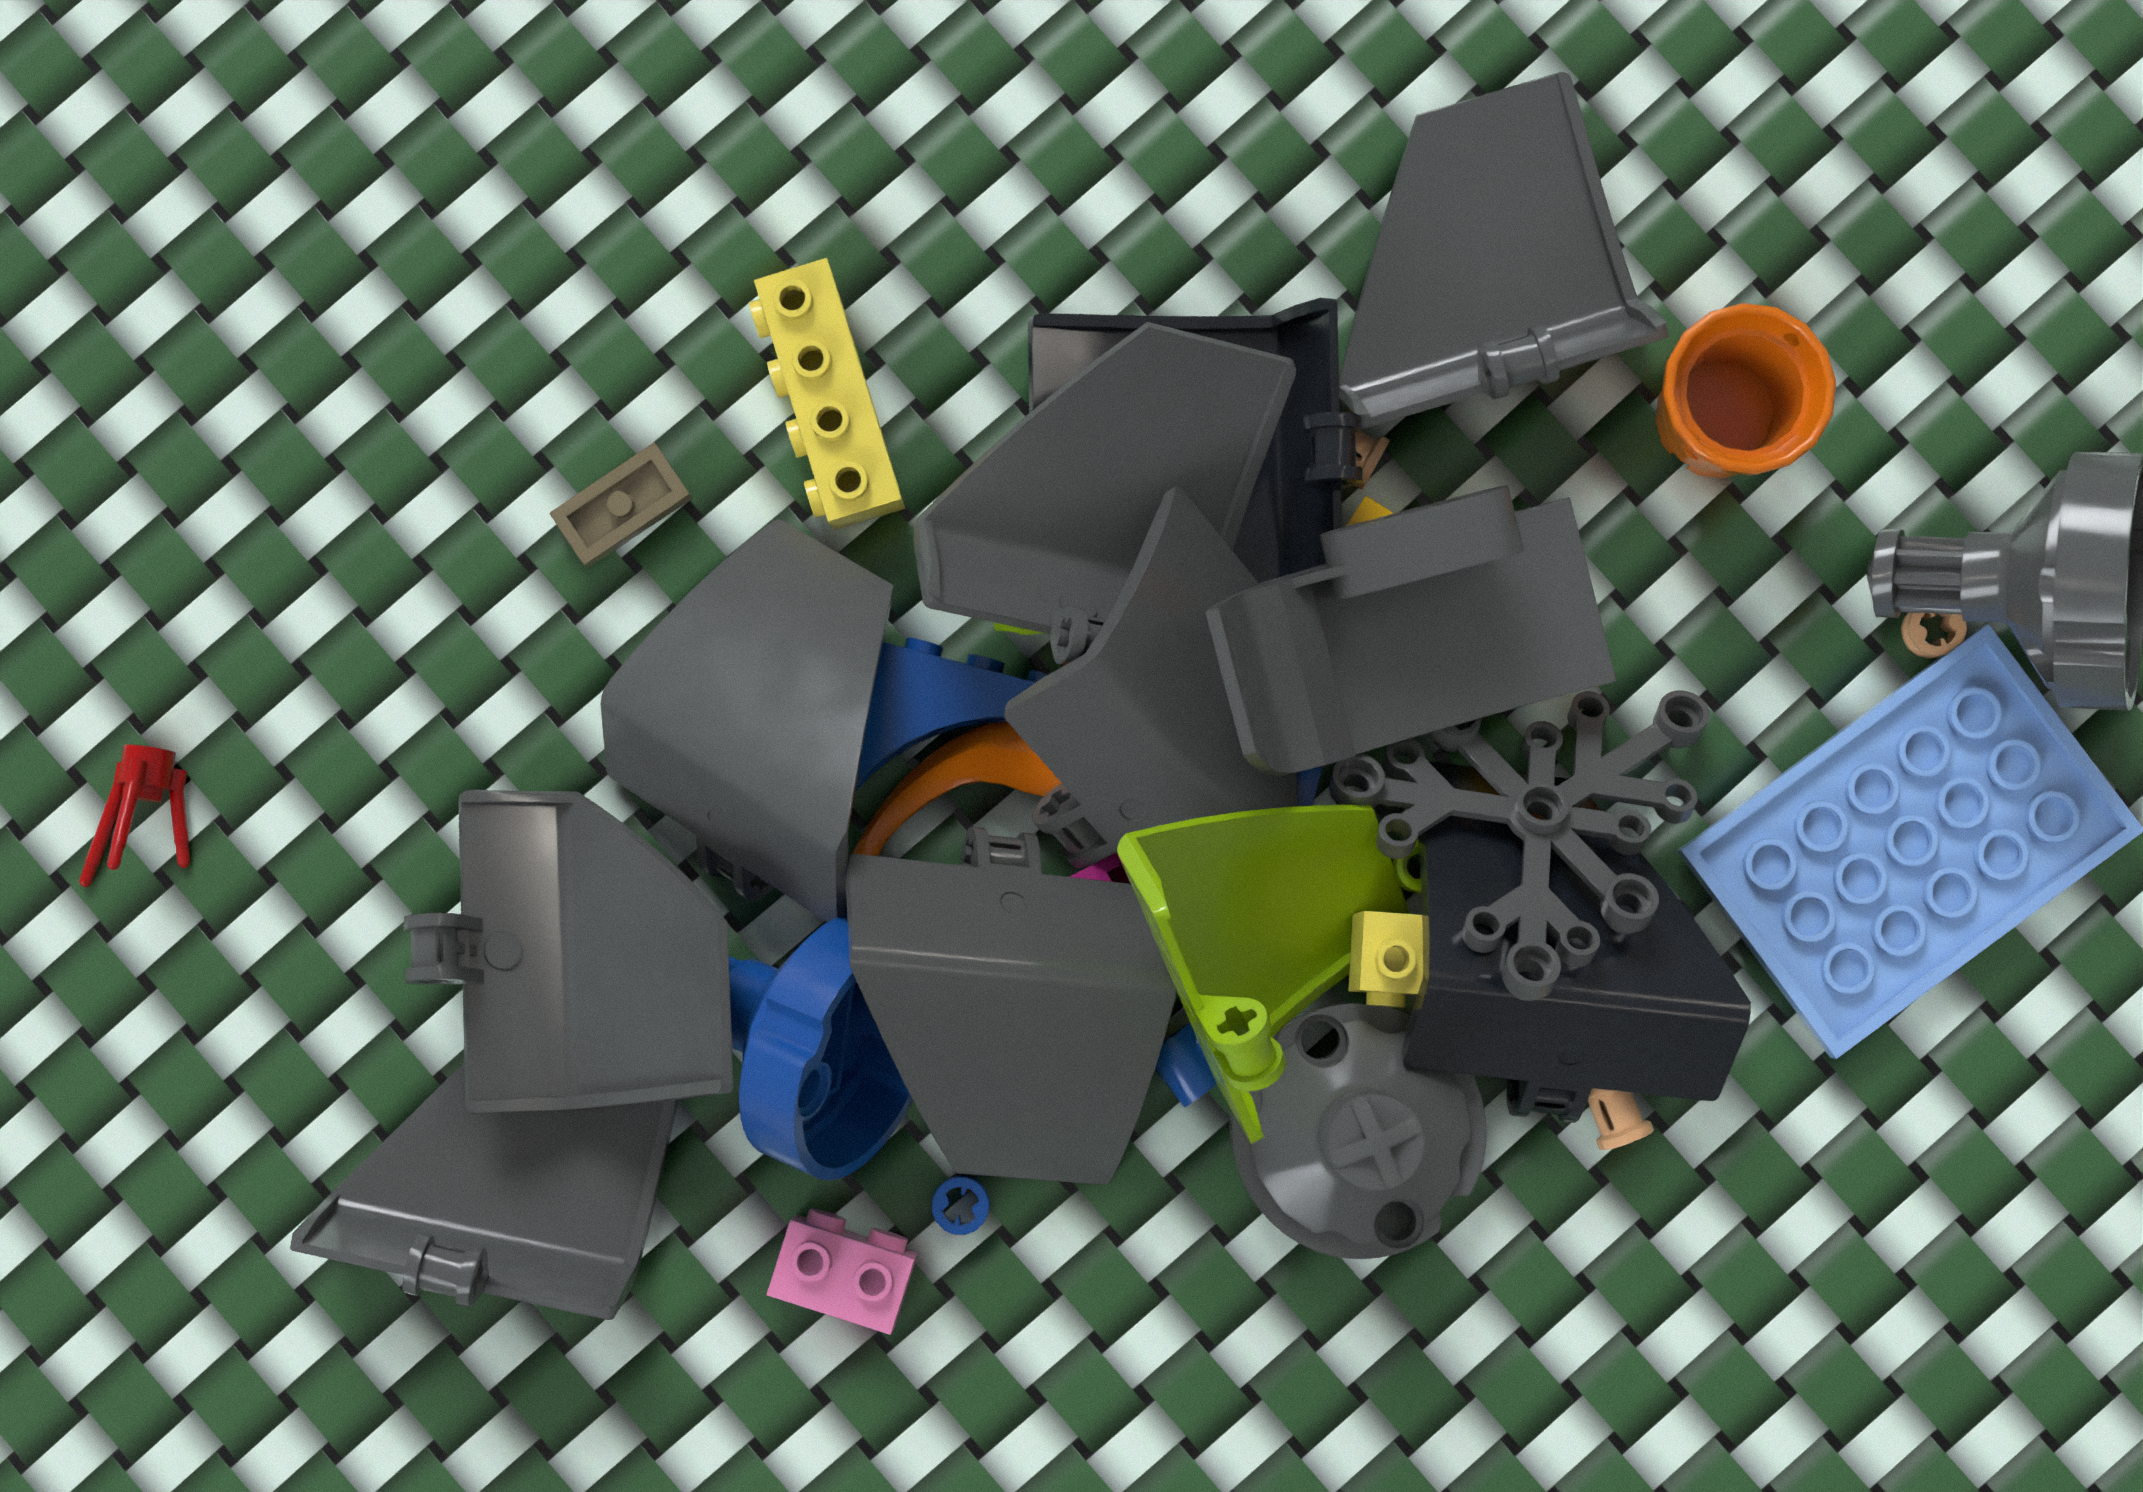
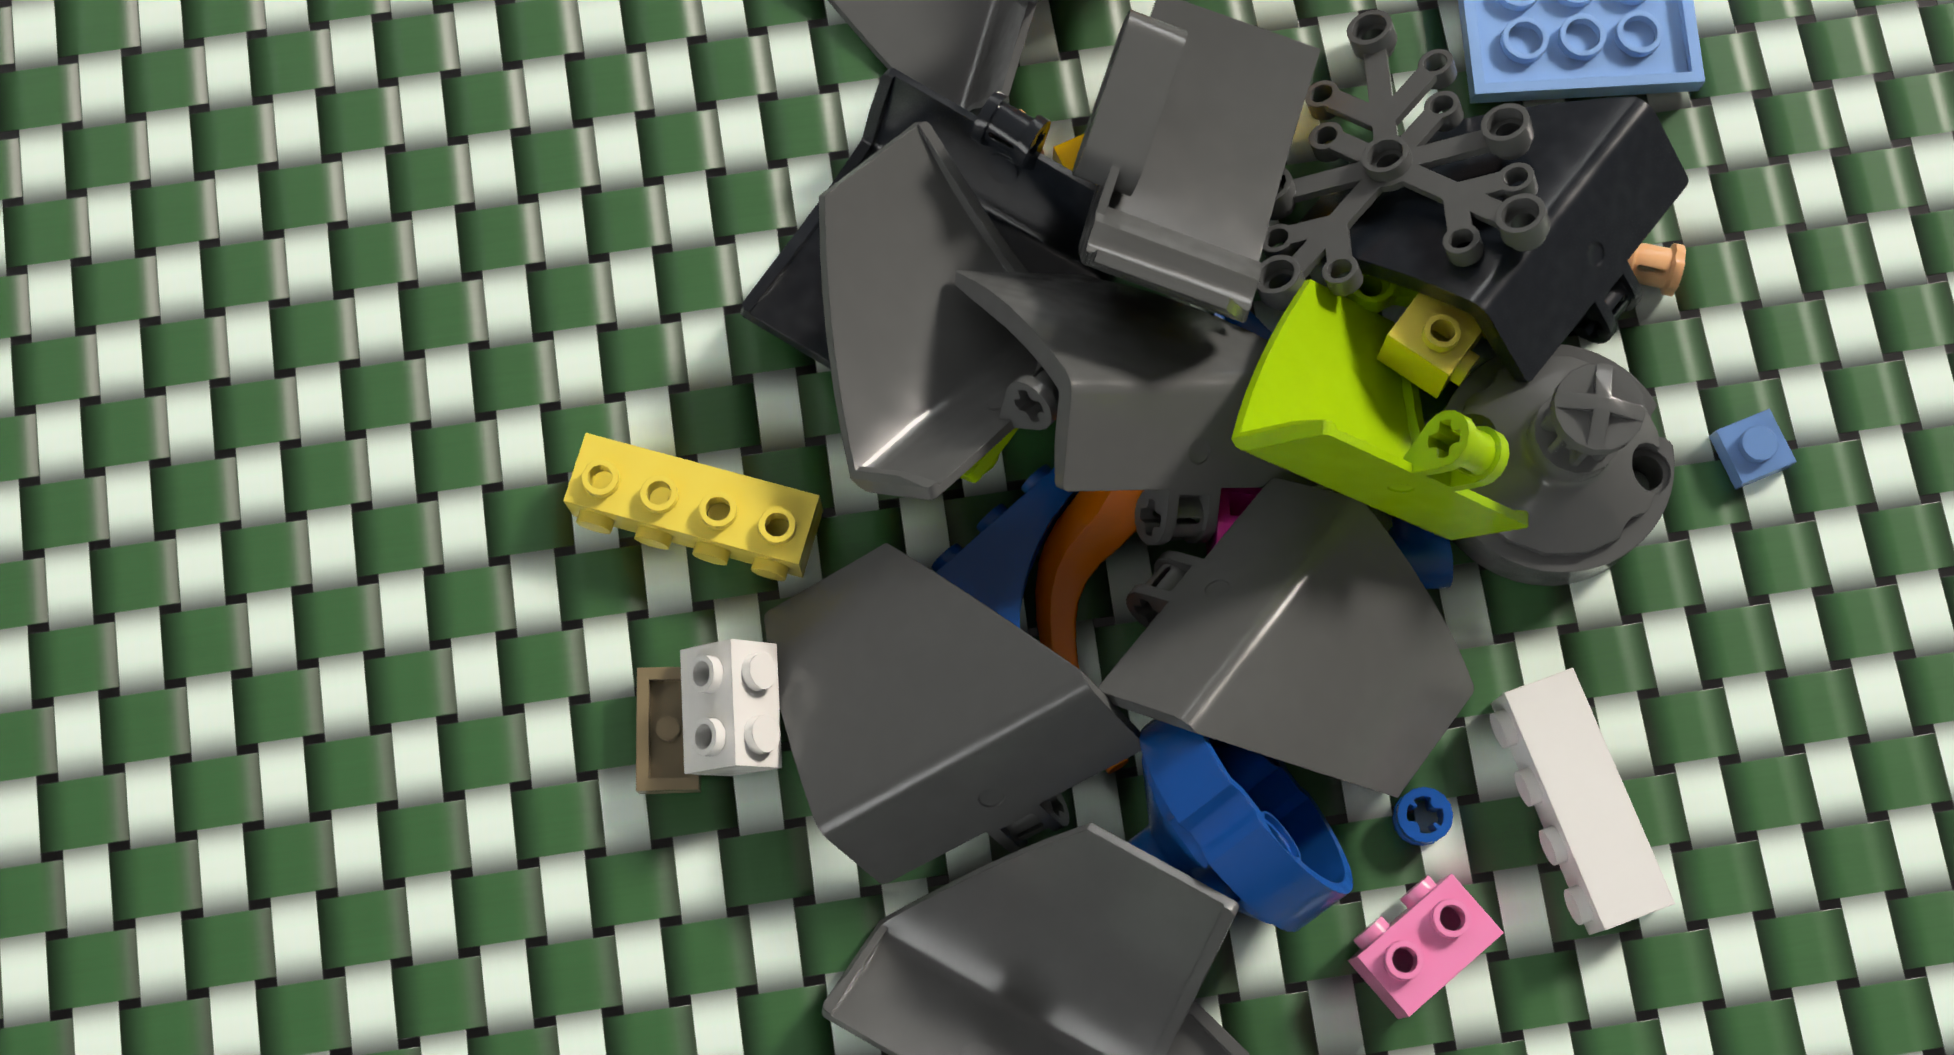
camera: 65 degrees left, 10 degrees down
(665, 547) = (730, 708): none -> white brick
(1057, 1337) = (1579, 802): none -> white brick
(1497, 1307) = (1752, 449): none -> medium blue plate

